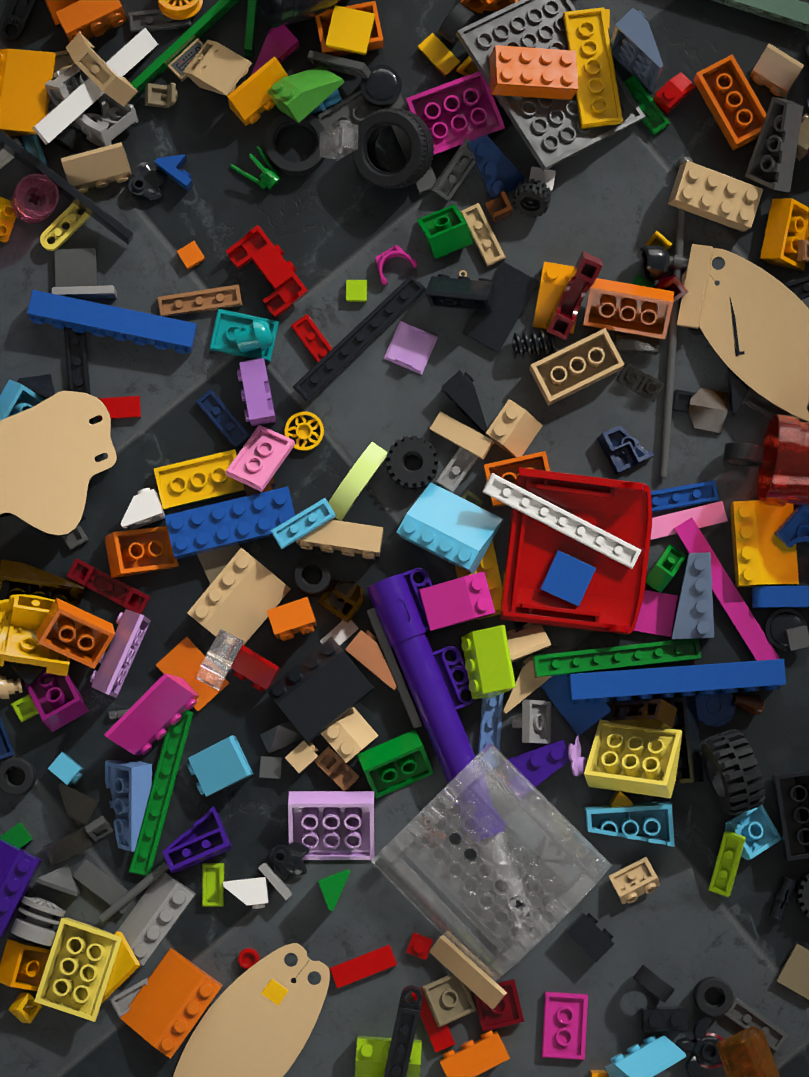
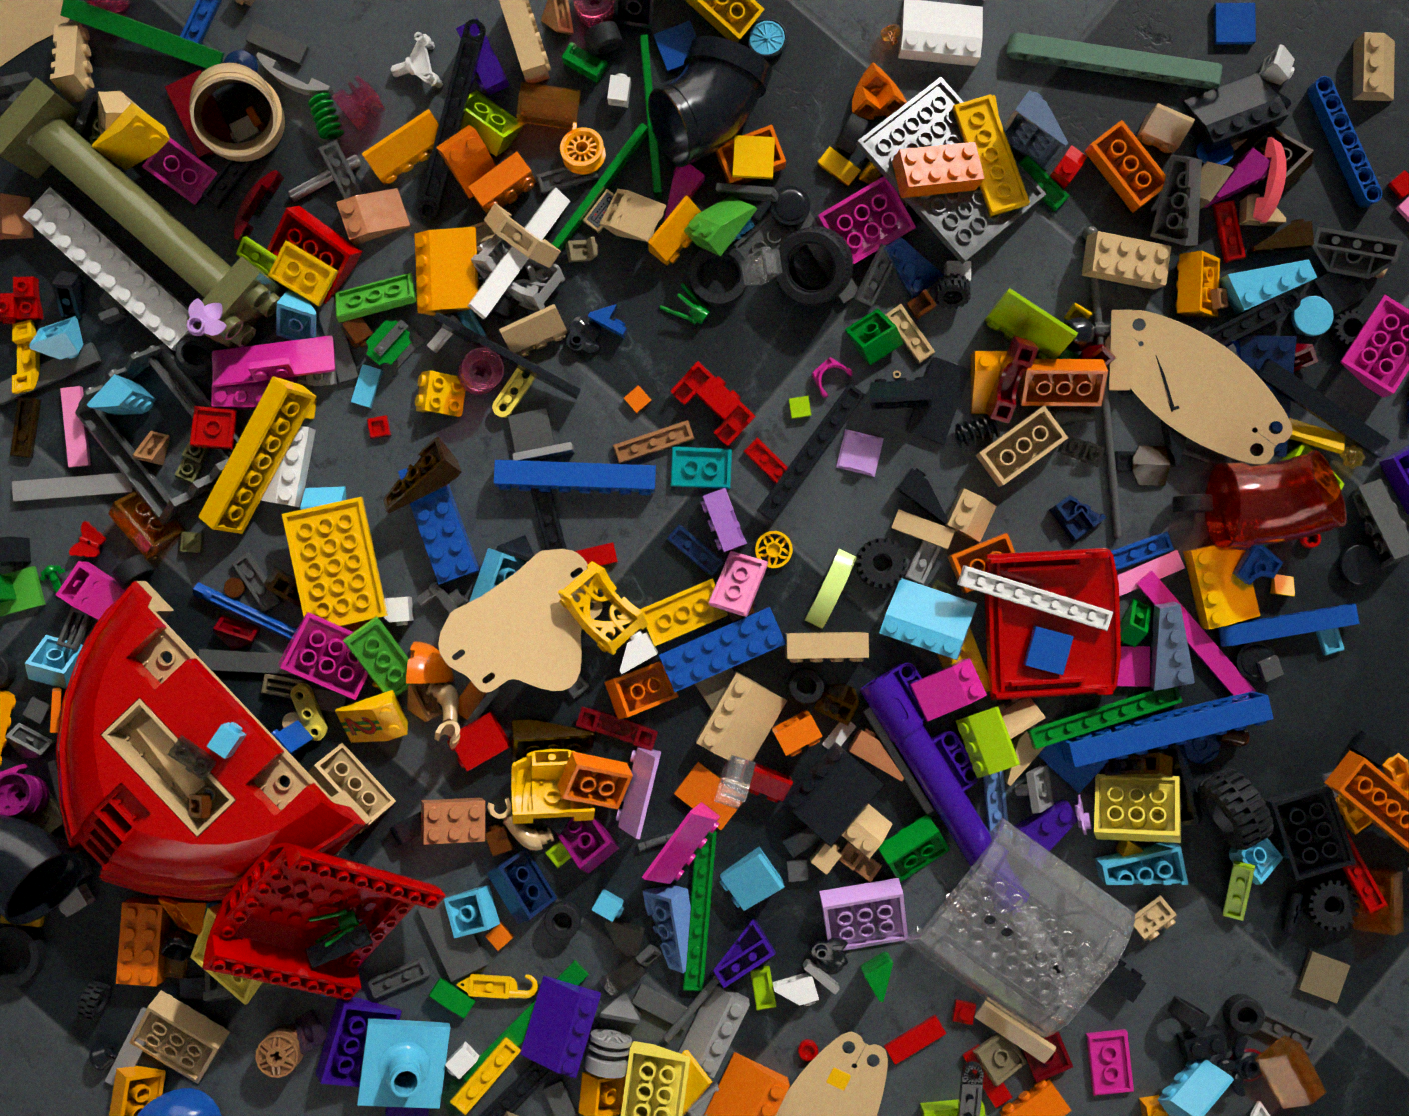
camera: 10 degrees left, 5 degrees up
(117, 432) = (602, 582): none -> yellow fence
(254, 336) = (713, 468): teal piece -> none
(303, 523) = (793, 642): medium azure tile -> none
(598, 238) = (1025, 320): none -> lime slope

